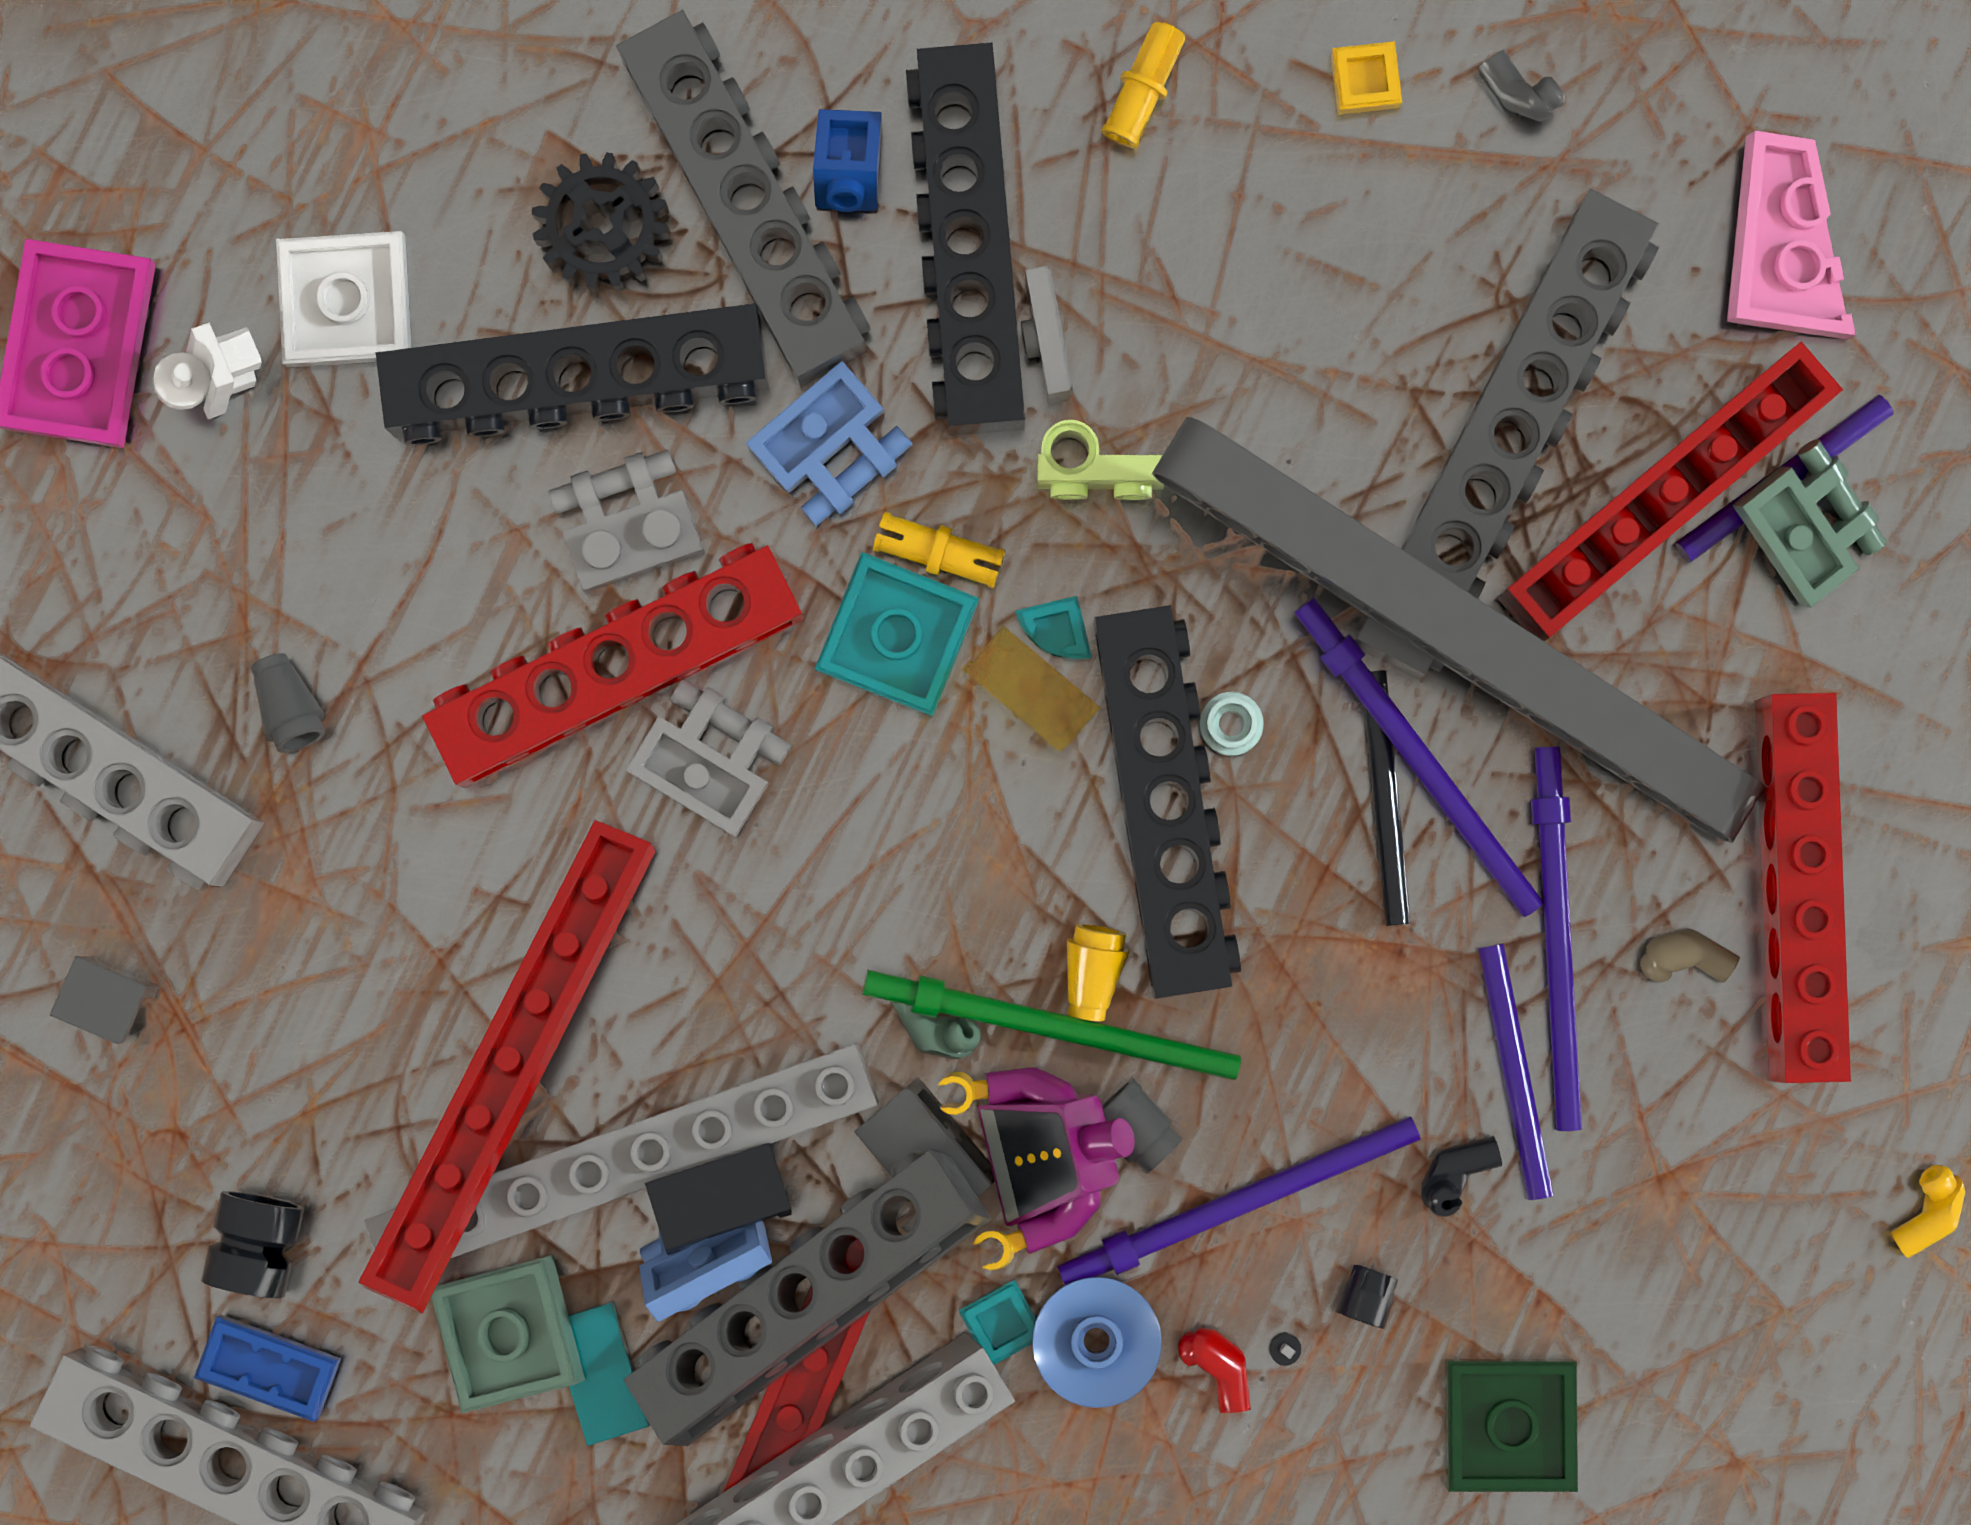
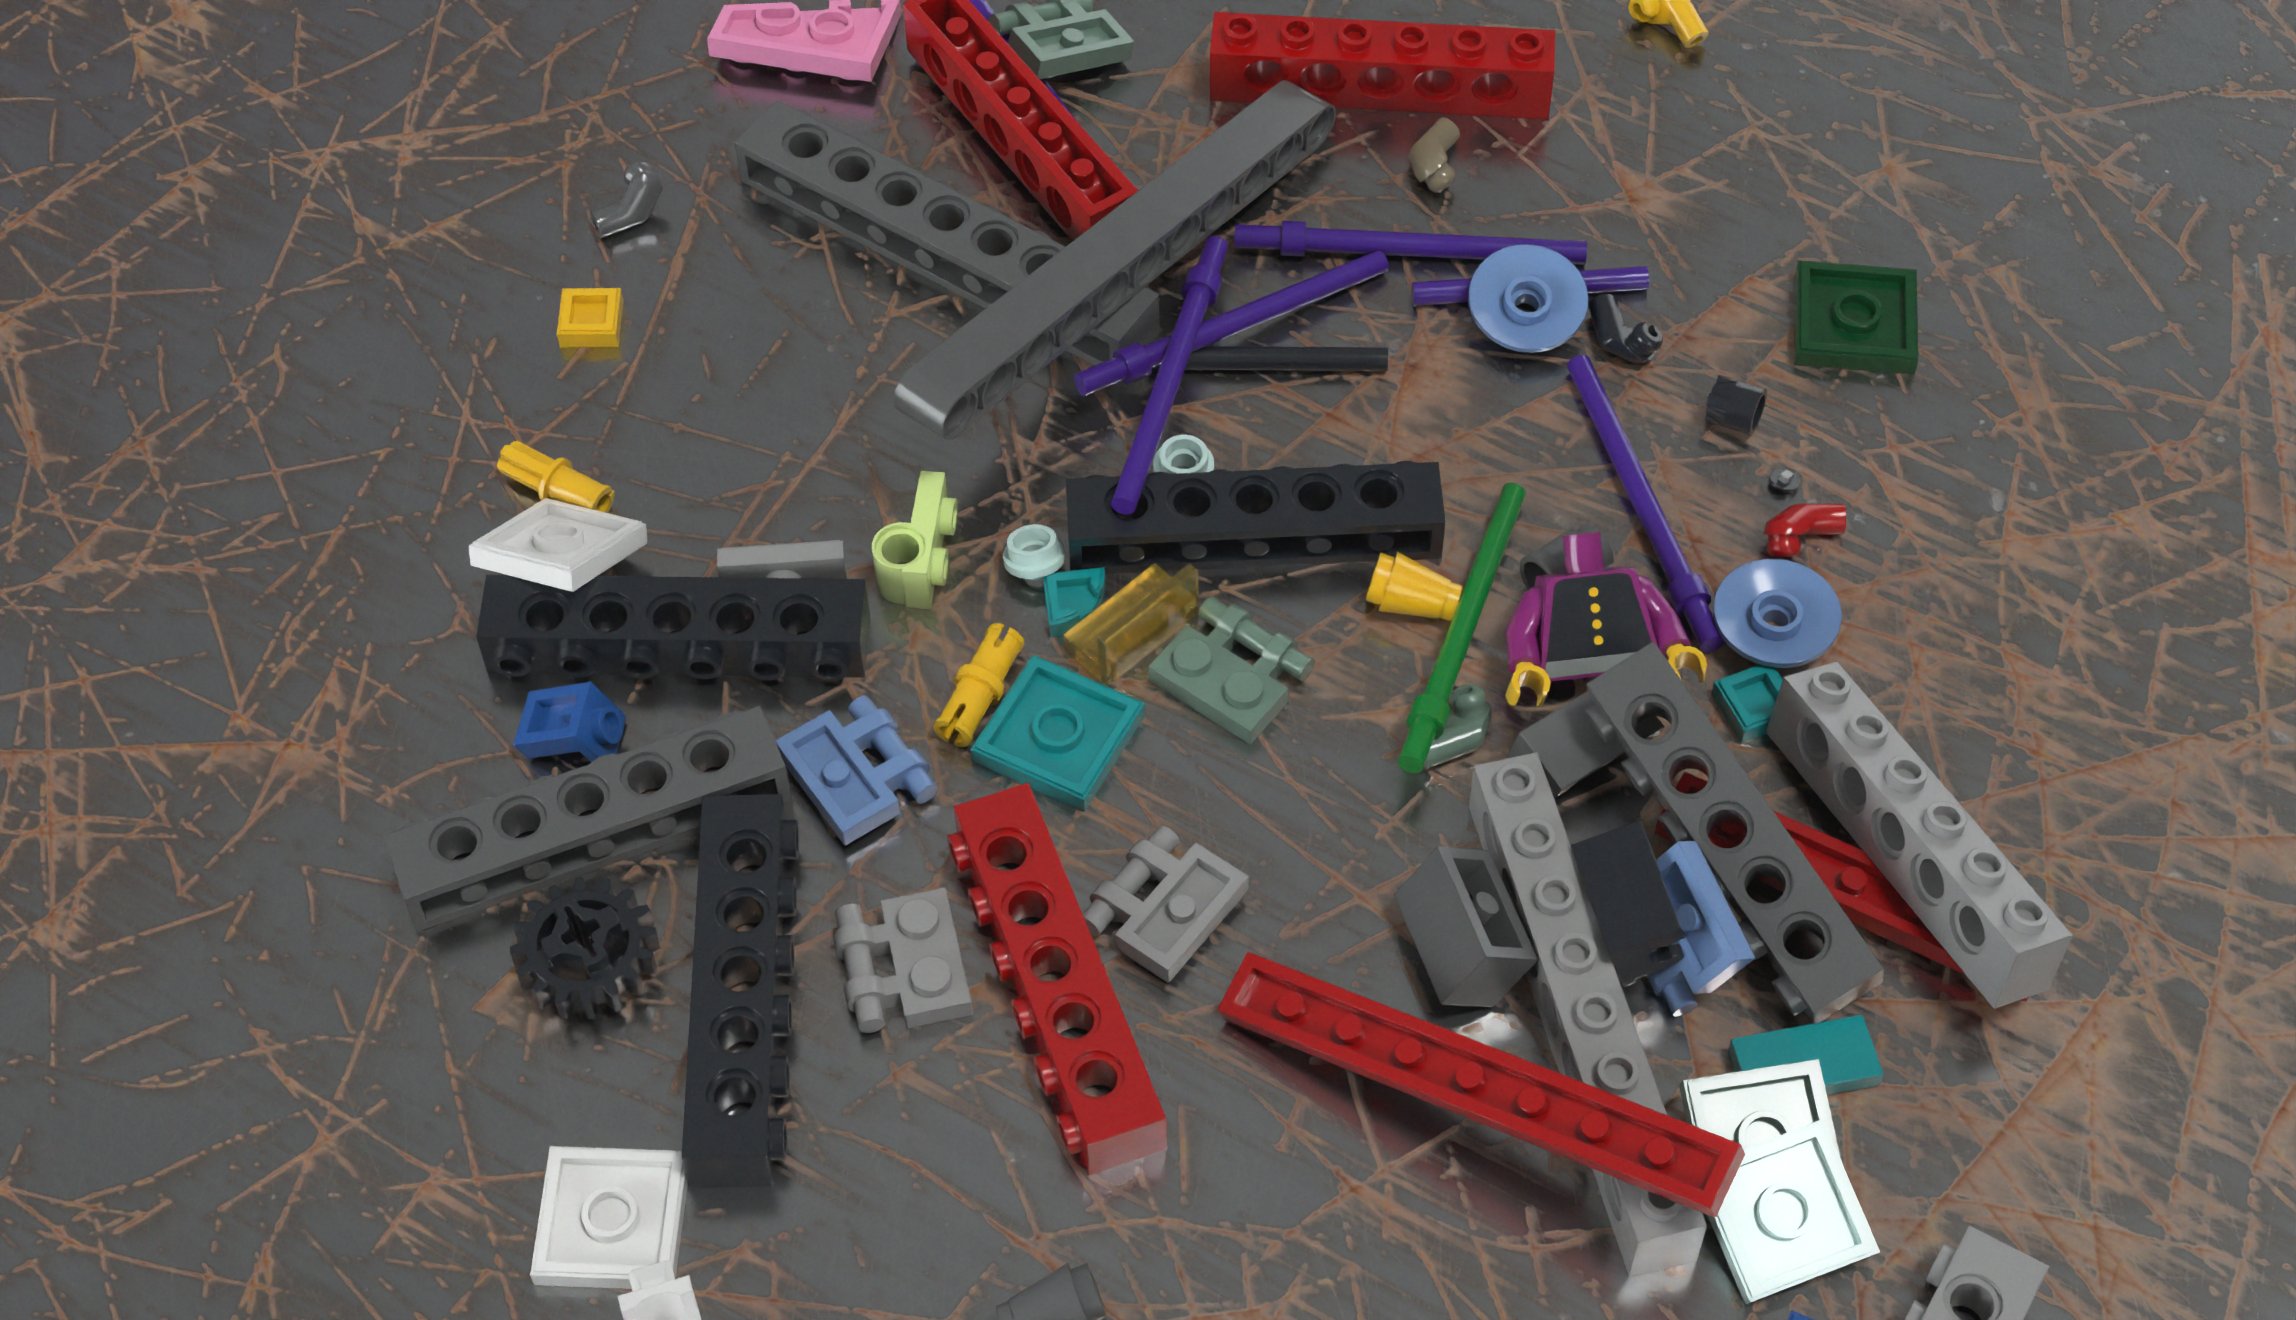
camera: 85 degrees left, 30 degrees down
(434, 1360) = (1791, 1214): none -> light aqua tile
(689, 1046) = (1465, 927): none -> dark grey brick
(968, 788) = (1220, 683): none -> sand green plate
(1044, 106) = (558, 544): none -> white tile
(1113, 575) = (1033, 552): none -> light aqua plate
(1442, 718) = (1200, 292): none -> dark purple bar
(1477, 1104) = (1531, 277): none -> medium blue dish

